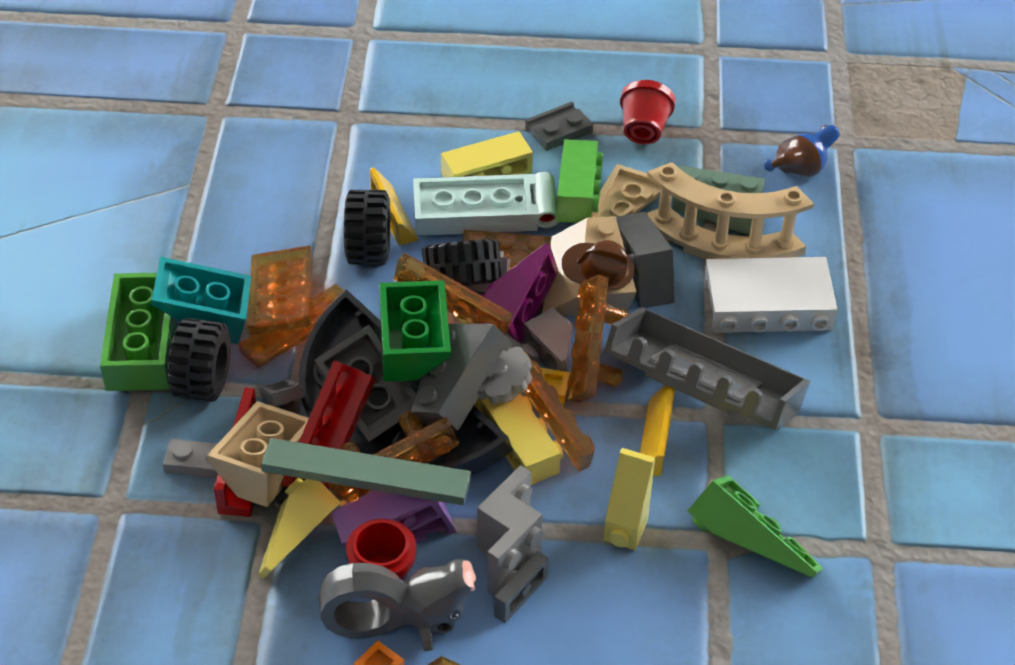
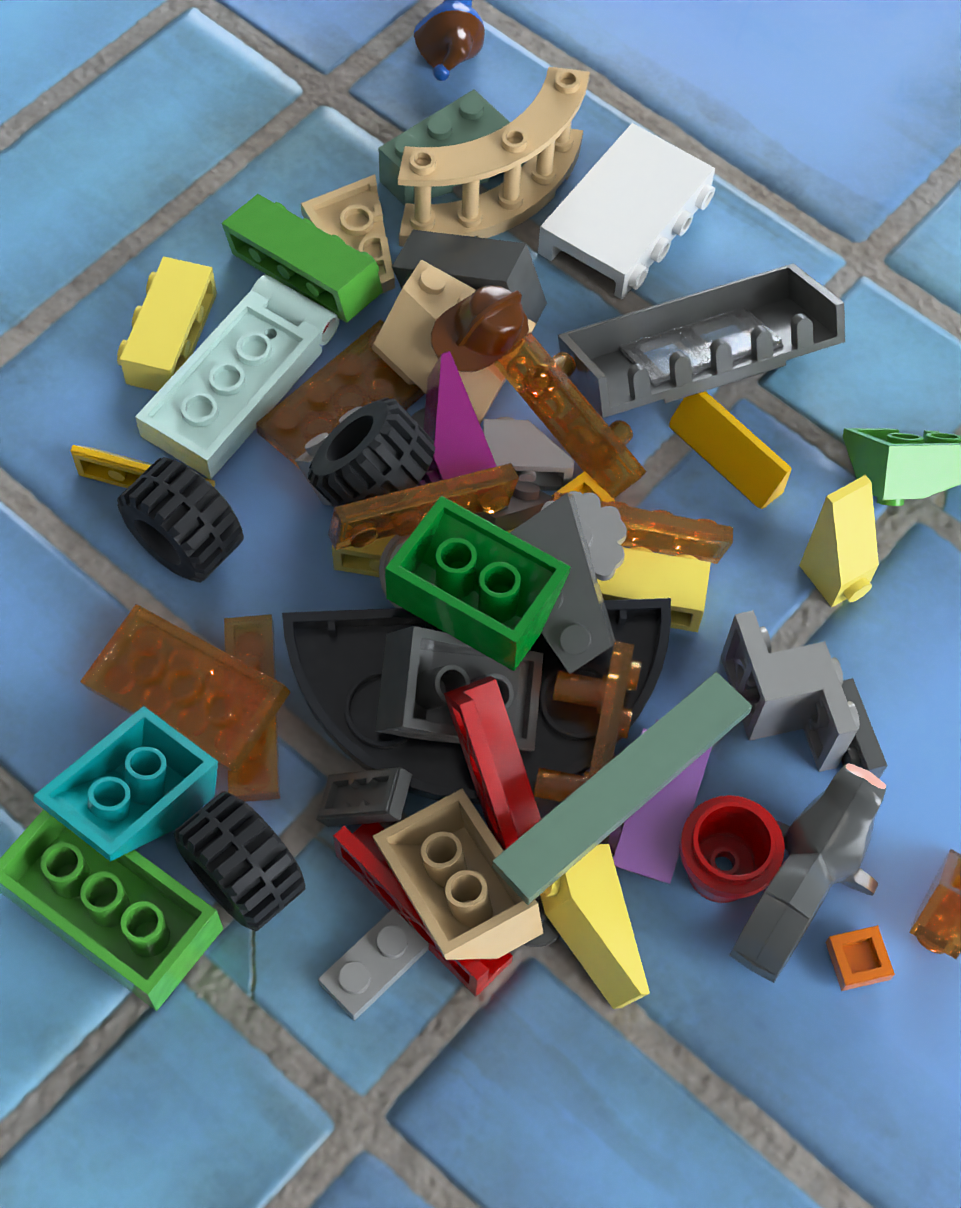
camera: 55 degrees left, 15 degrees up
(559, 124) = (171, 214): dark grey plate -> none
(646, 110) = (249, 116): red piece -> none

